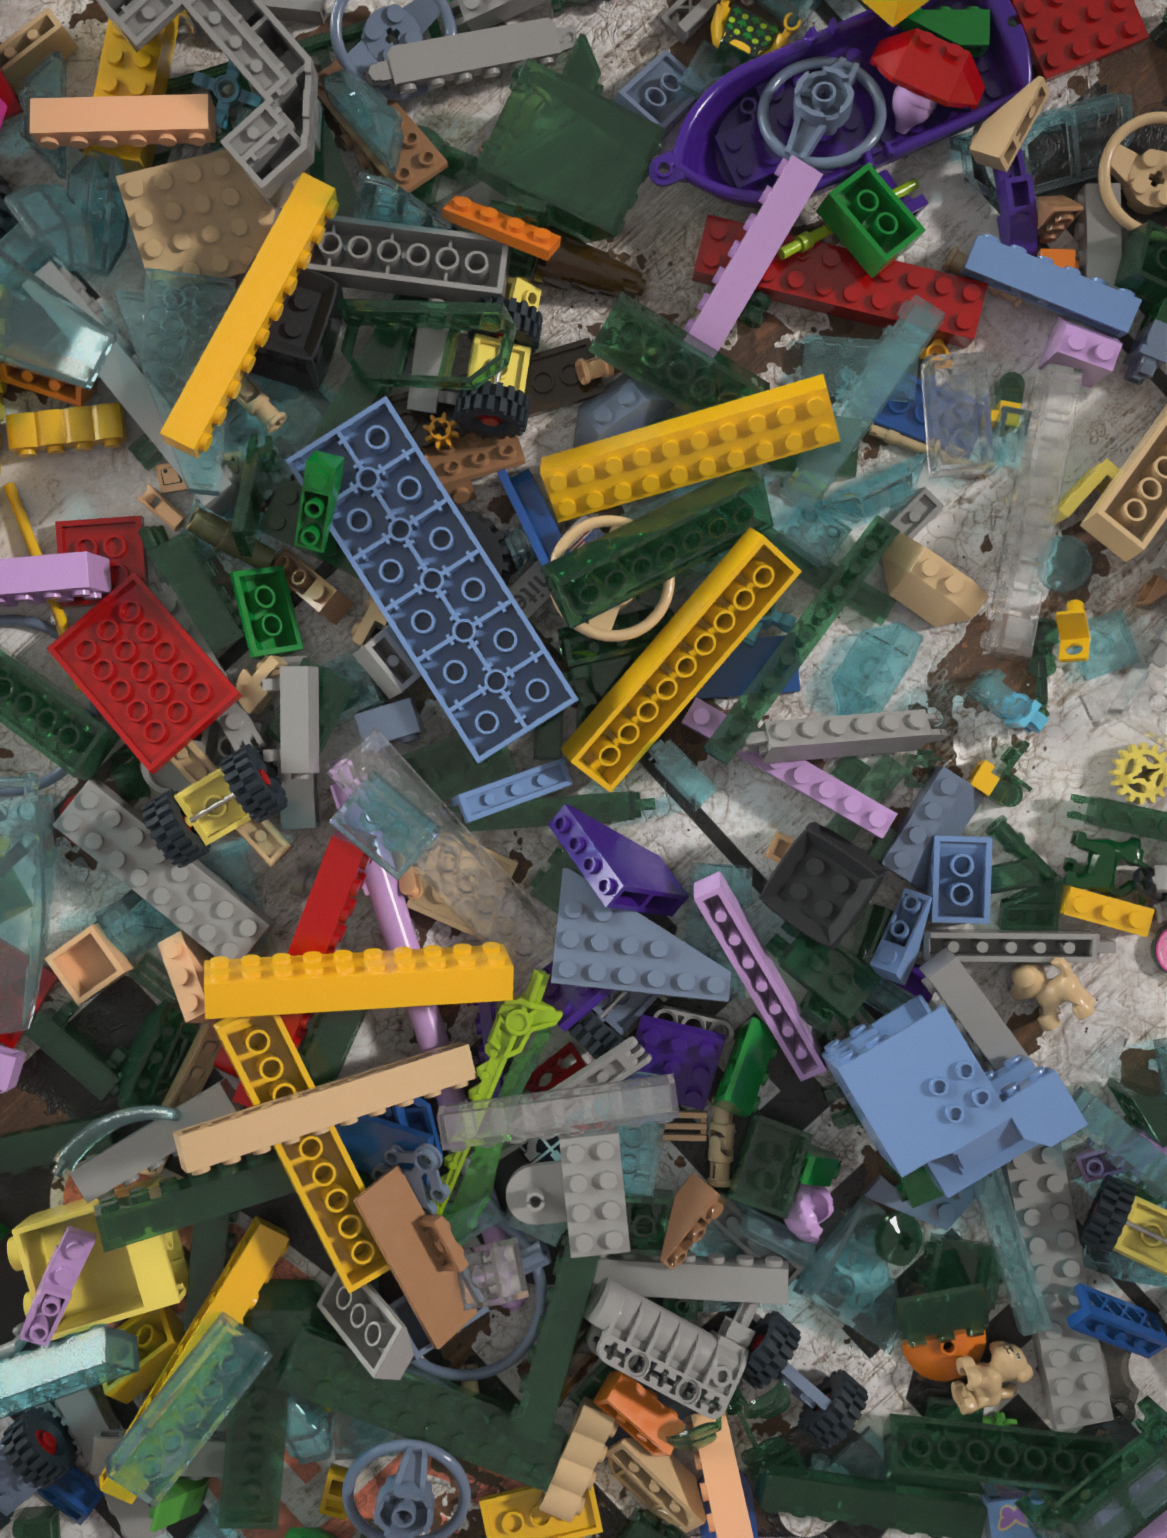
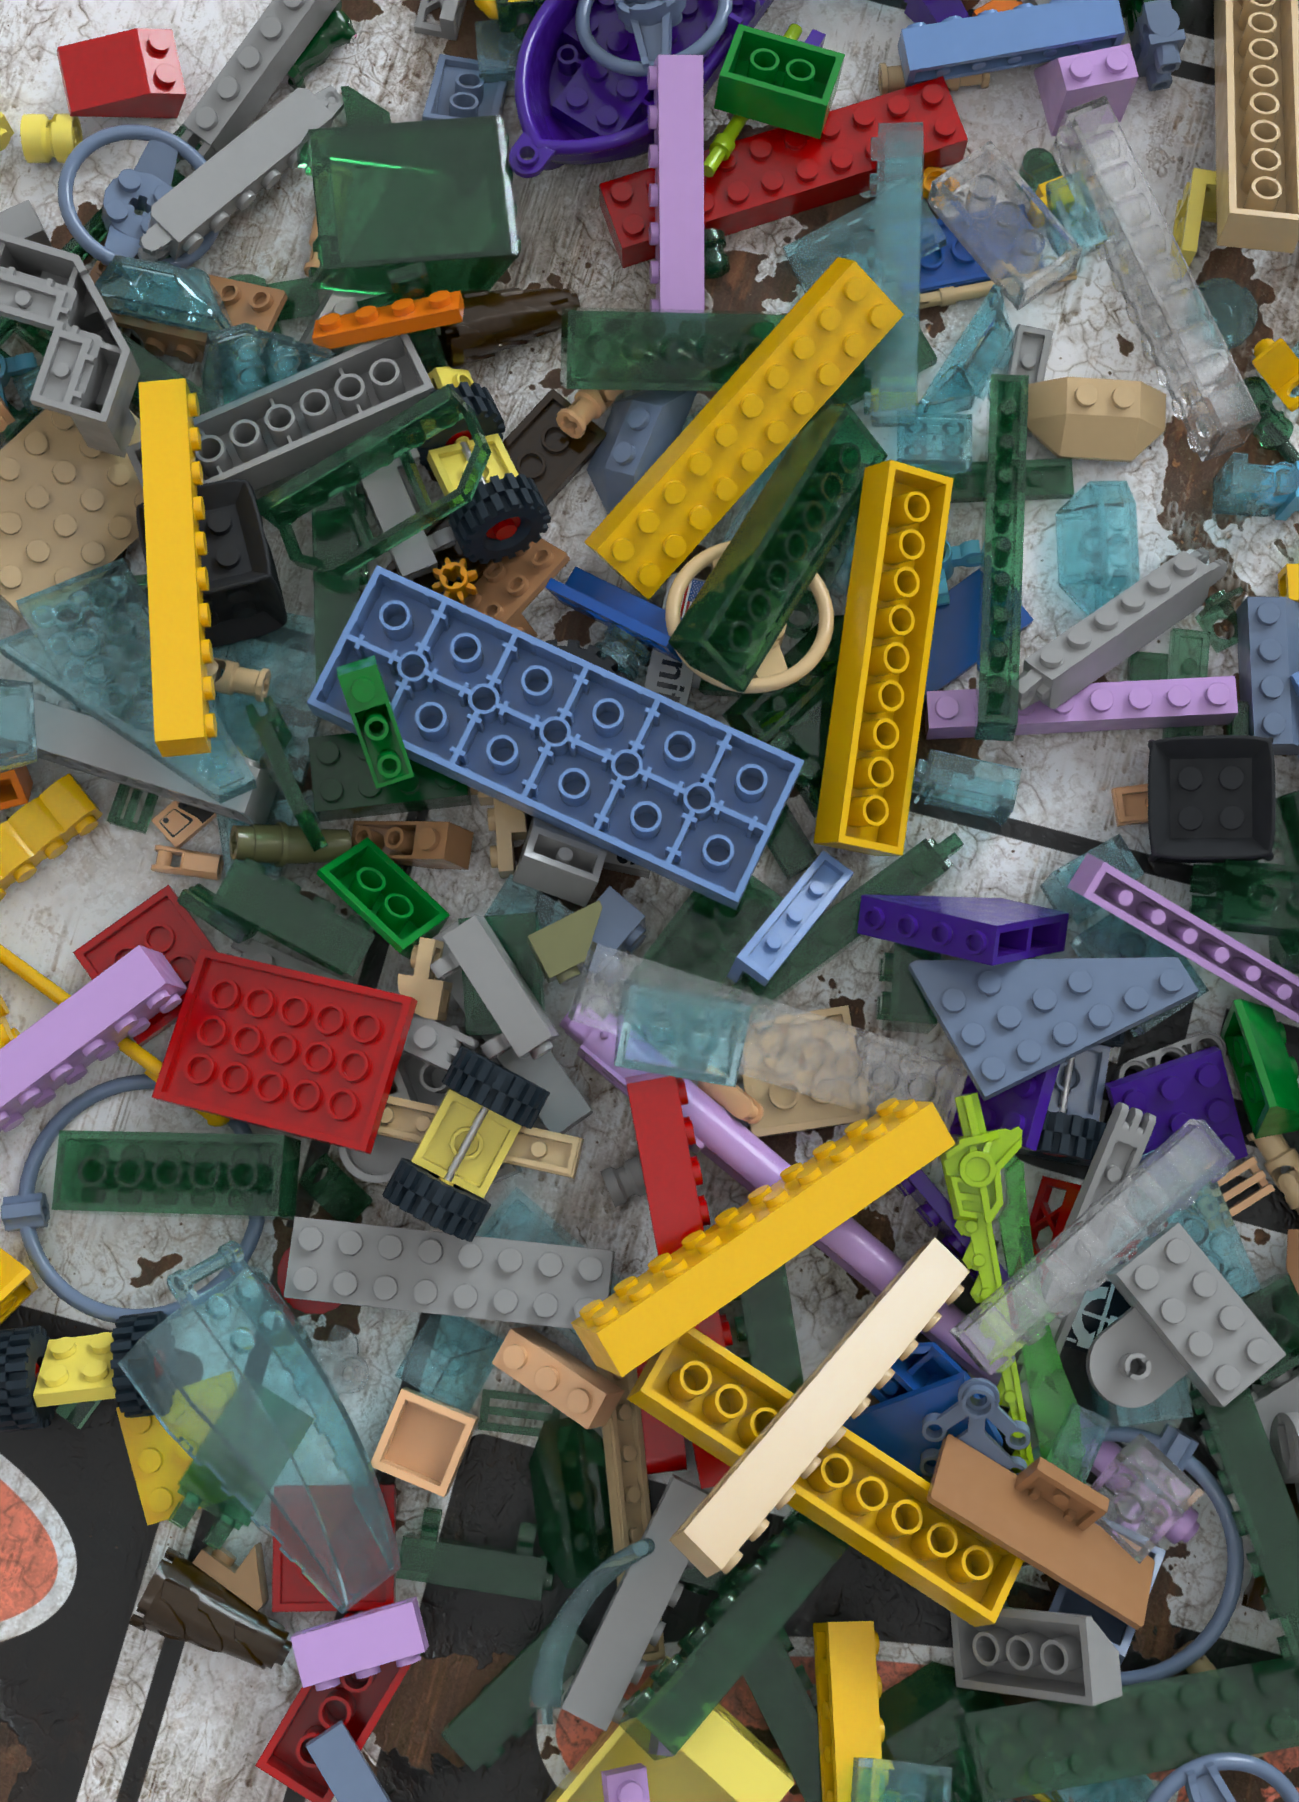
camera: 30 degrees left, 10 degrees down
(355, 719) = (565, 943): none -> olive slope

